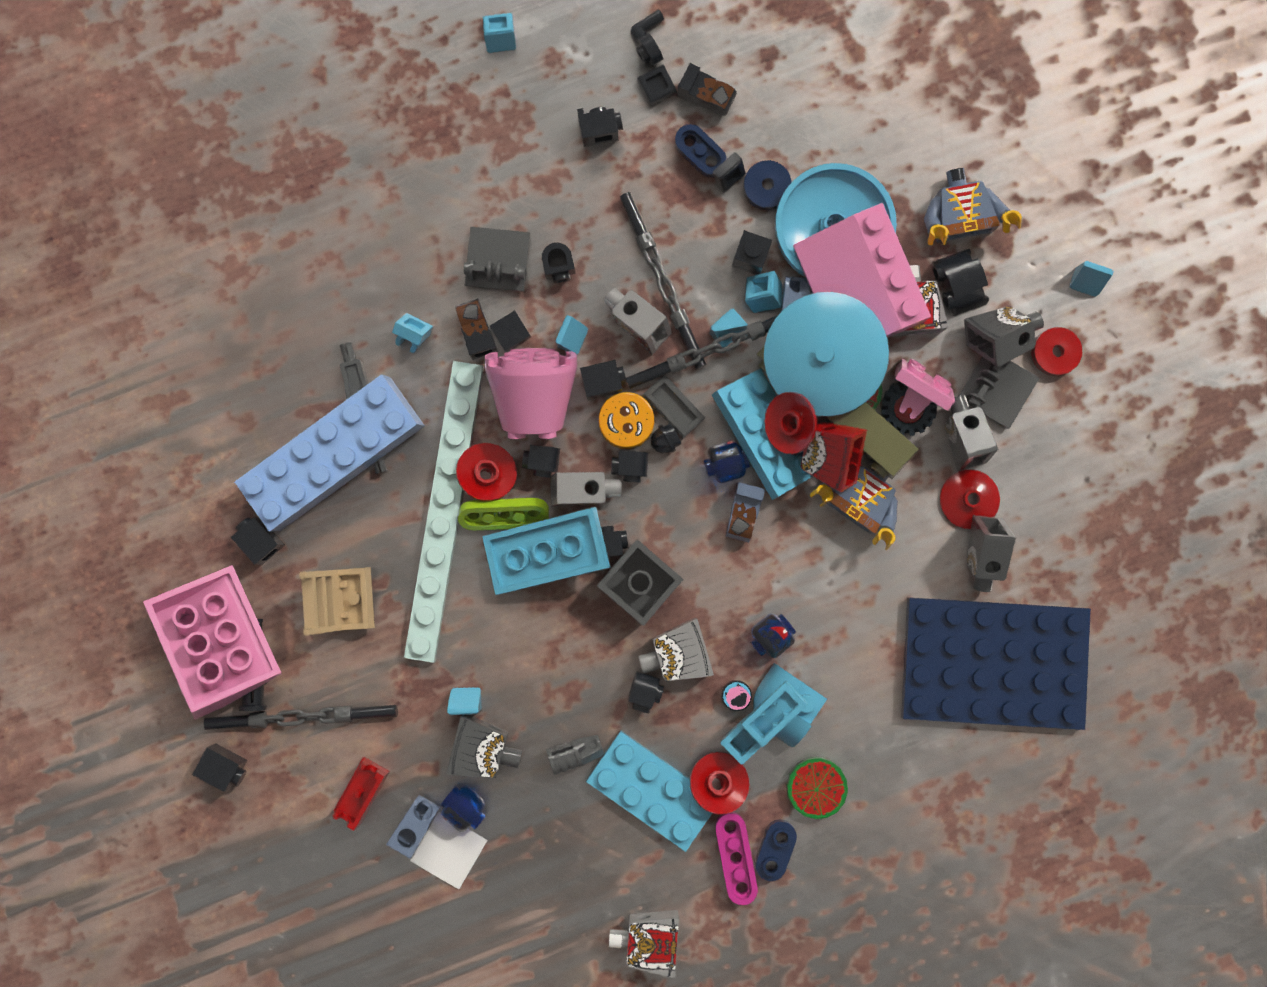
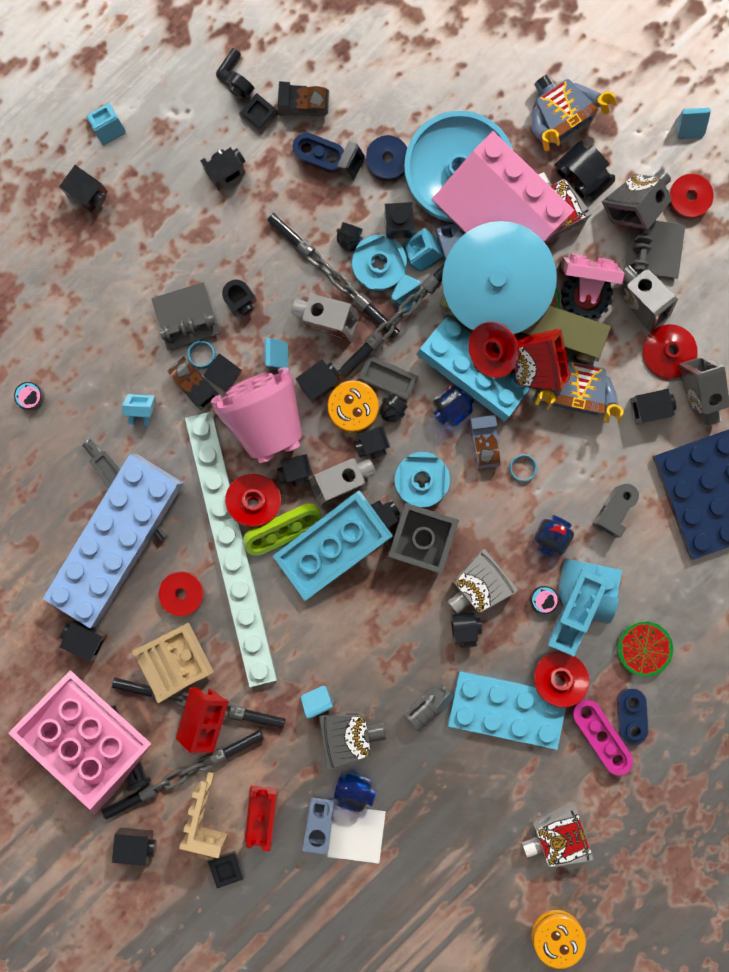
camera: 20 degrees left, 0 degrees up
(292, 792) = (201, 840): none -> tan plate
(303, 830) = (226, 869): none -> black tile
(307, 273) = (28, 396): none -> tile
(341, 671) = (201, 721): none -> red hinge
(362, 531) = (169, 598): none -> red piece
(379, 677) = (236, 712): none -> black piece
(449, 89) = (84, 189): none -> black brick
(496, 291) = (192, 346): none -> medium azure axle
(680, 516) = (410, 490): none -> medium azure plate
(695, 247) = (349, 236): none -> black plate
(725, 274) = (386, 249): none -> medium azure plate
(781, 563) = (535, 465): none -> medium azure axle
(846, 634) = (615, 508): none -> dark grey leg
(929, 547) = (653, 406): none -> black brick

